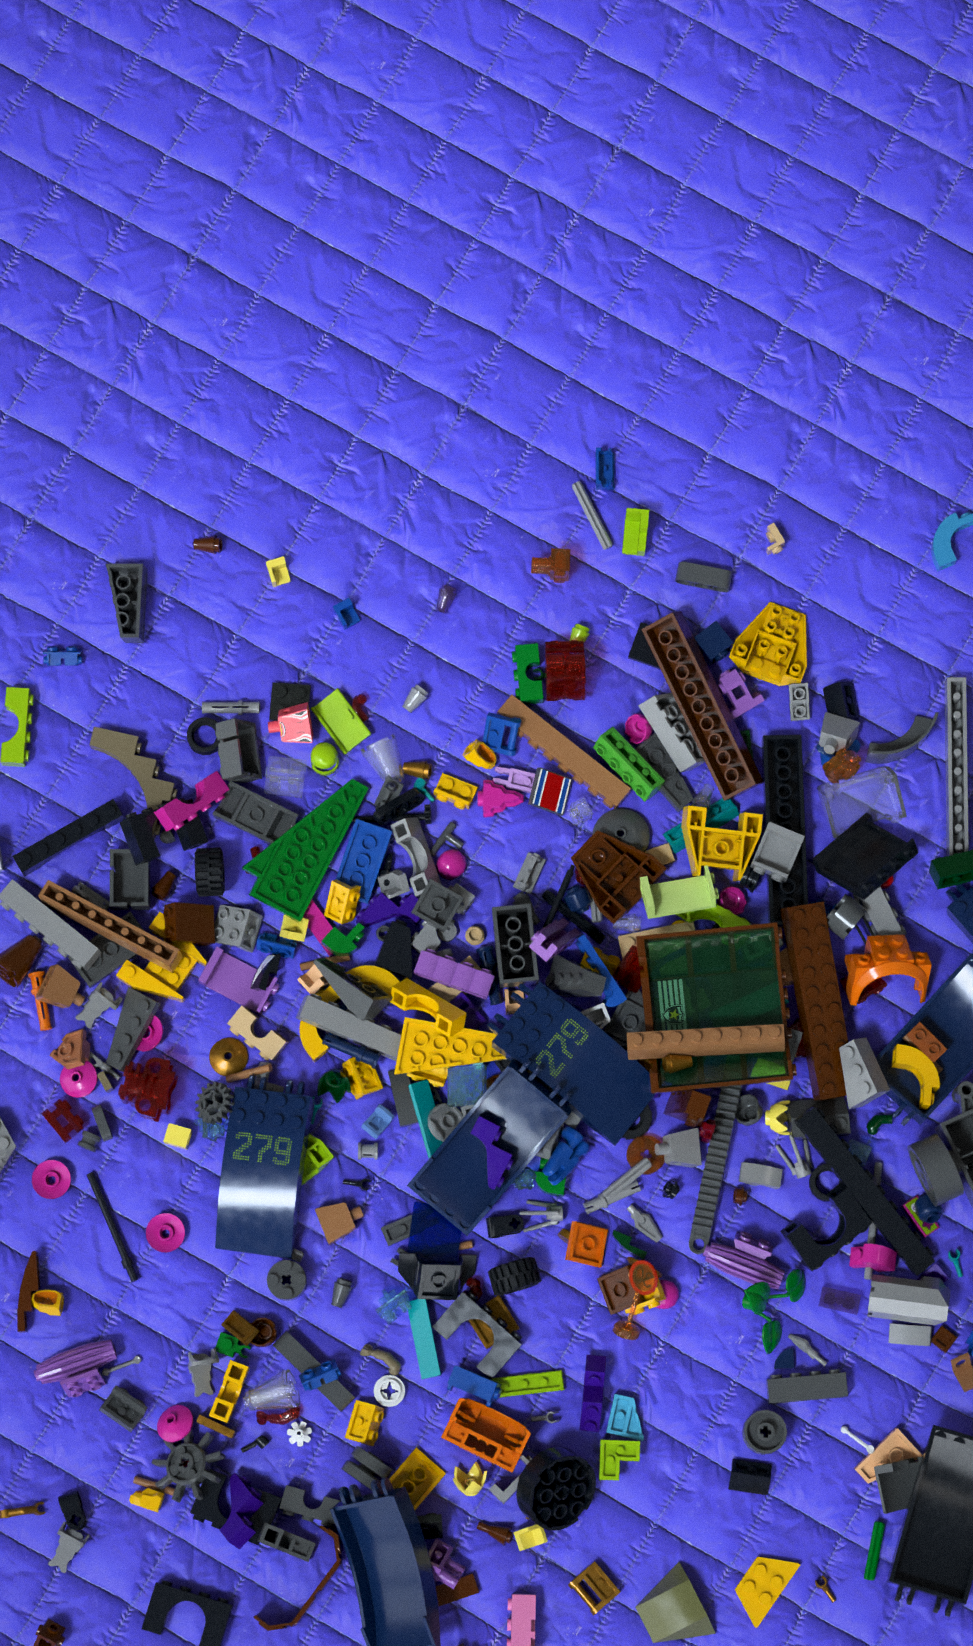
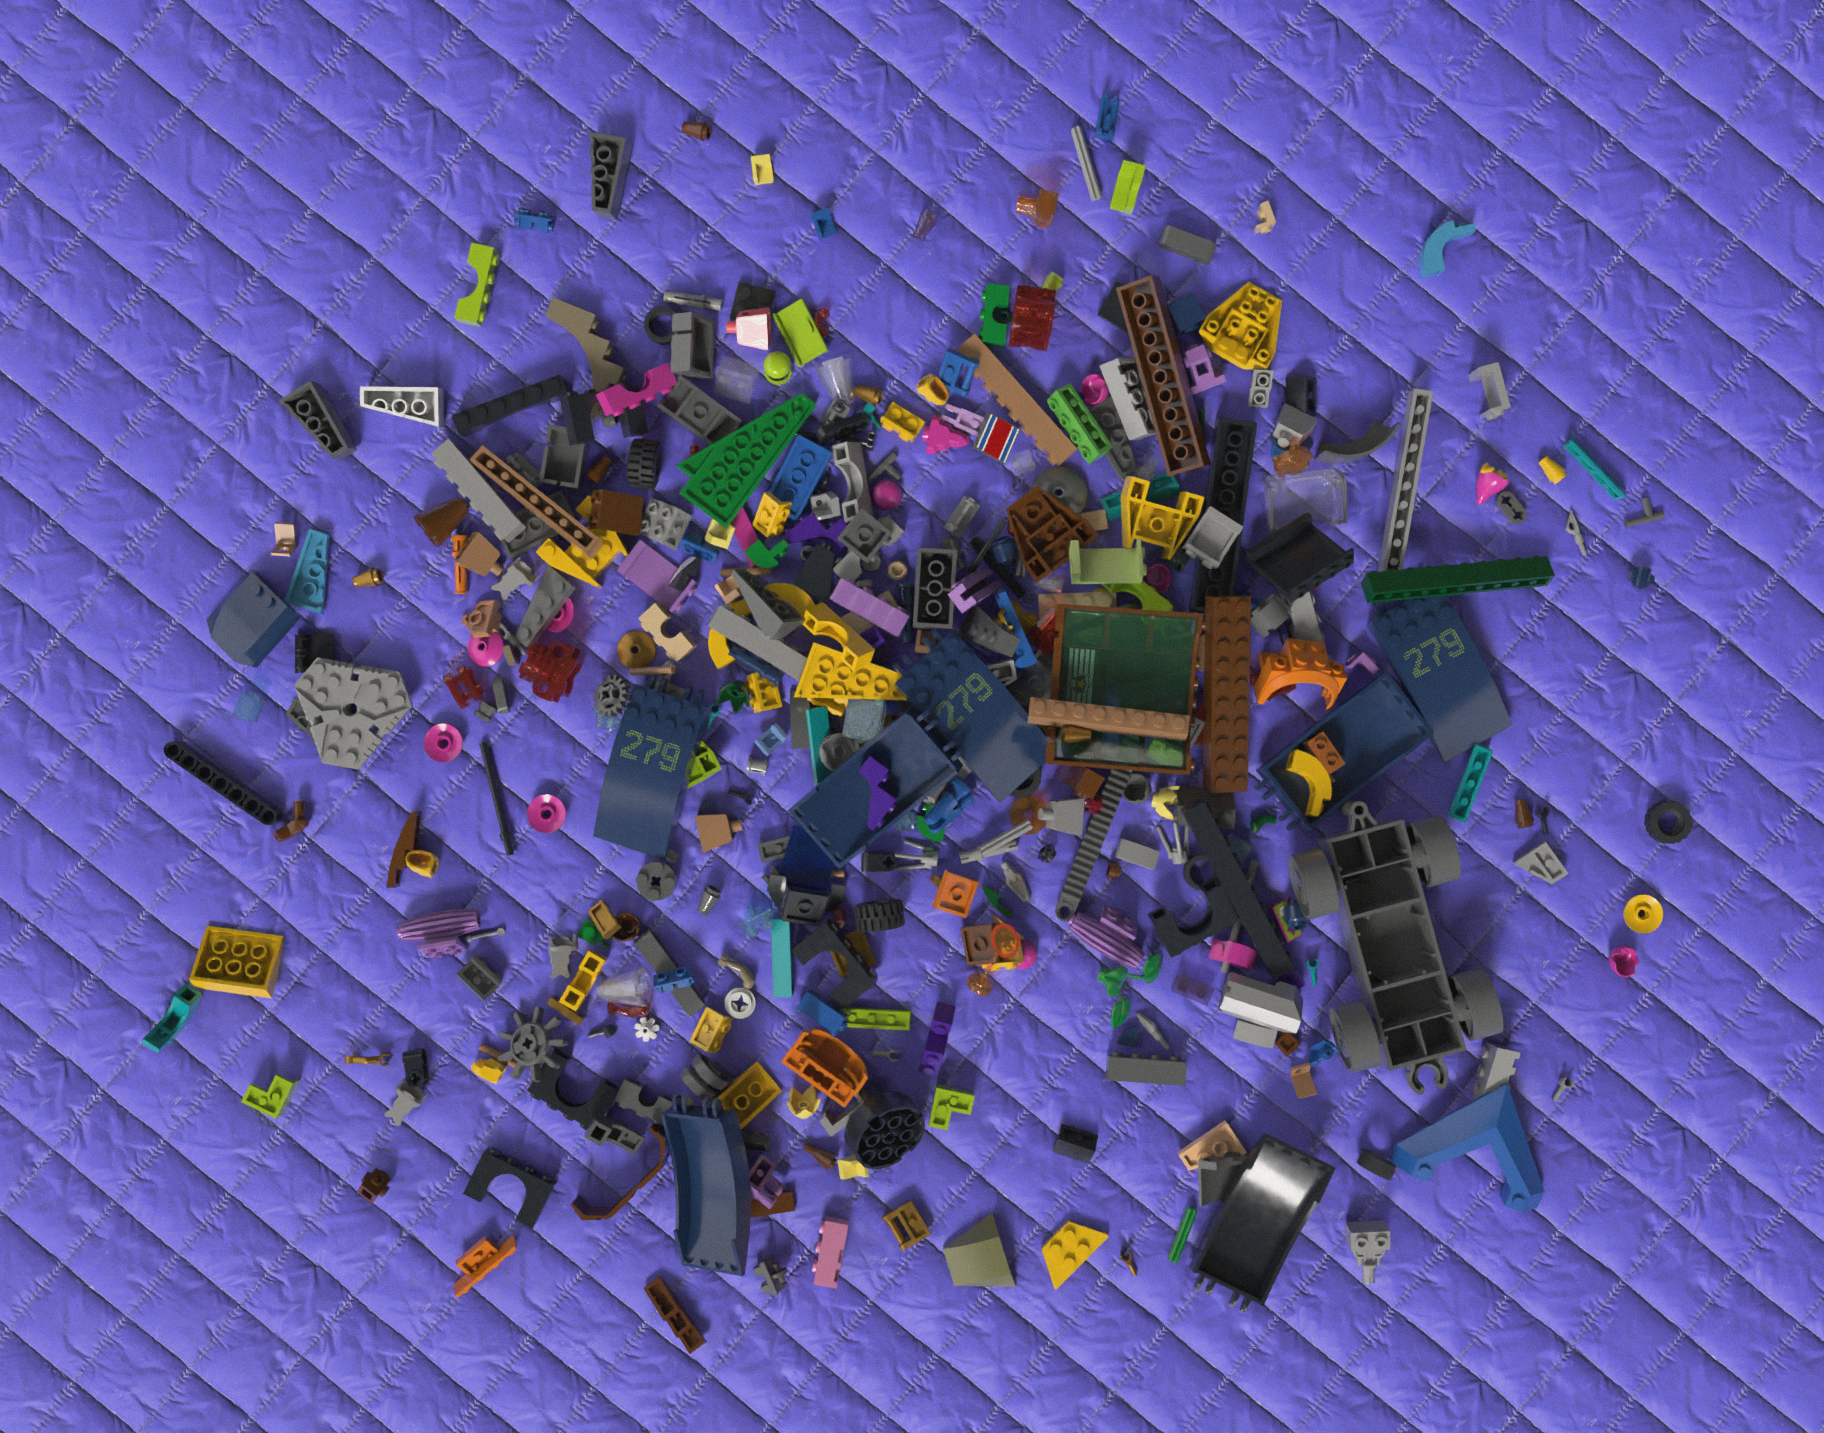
camera: 10 degrees right, 10 degrees up
(175, 1423) = (533, 1001): dark pink dish -> none
(177, 1136) = (573, 721): light yellow panel -> none
(244, 1504) = (580, 1091): dark purple arch -> none
(415, 697) = (877, 321): light grey cone -> none
(624, 1418) = (963, 1068): medium azure wing -> none
(764, 1420) = (1100, 1116): dark grey wheel -> none
(861, 1073) = (1257, 774): light grey wedge -> none
(870, 1449) = (1196, 1138): white hinge -> none
(952, 949) = (1367, 663): none -> medium lavender bracket

